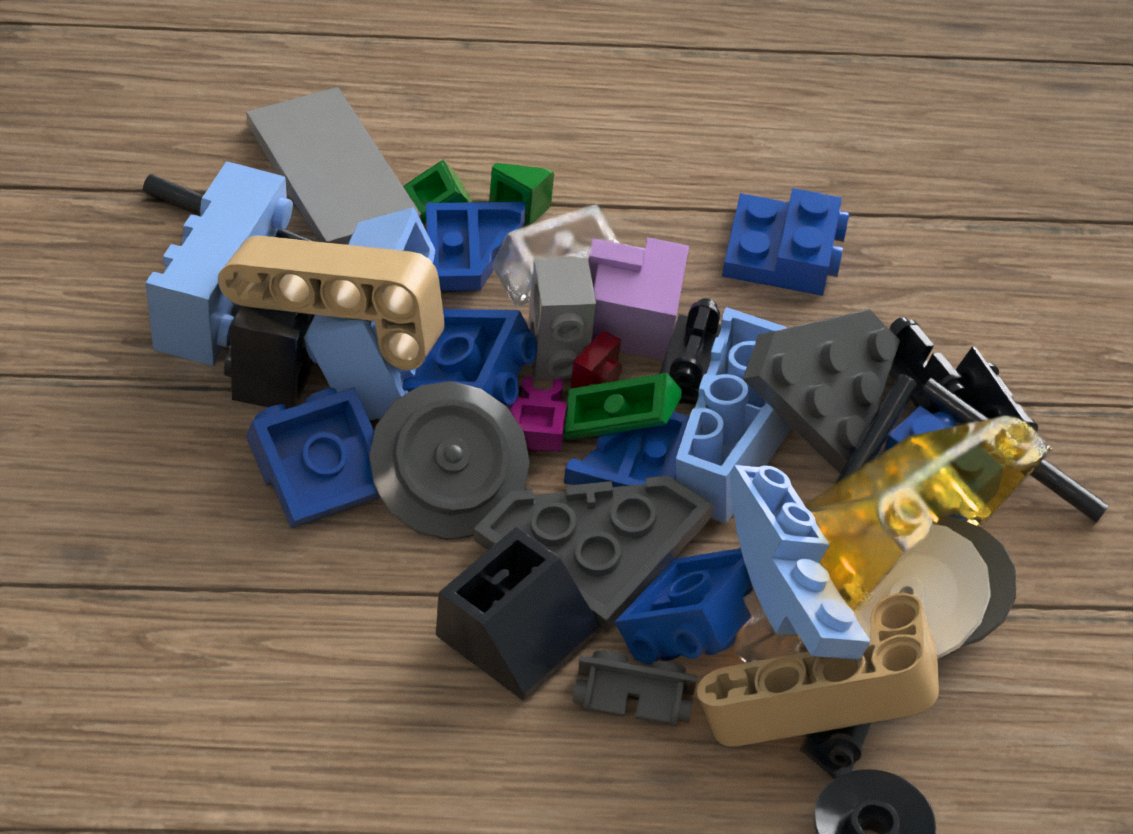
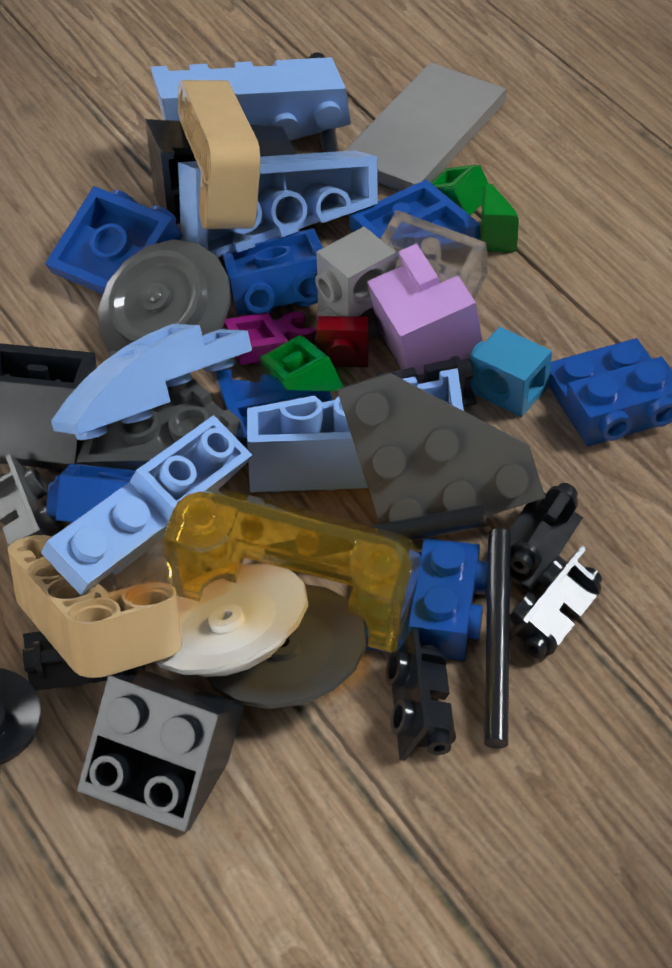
camera: 65 degrees right, 0 degrees up
(579, 508) = (139, 375): none -> light blue slope
(726, 278) = (510, 371): none -> dark azure brick
(991, 716) = (158, 747): none -> black slope
(1041, 537) = (415, 678): none -> black hinge

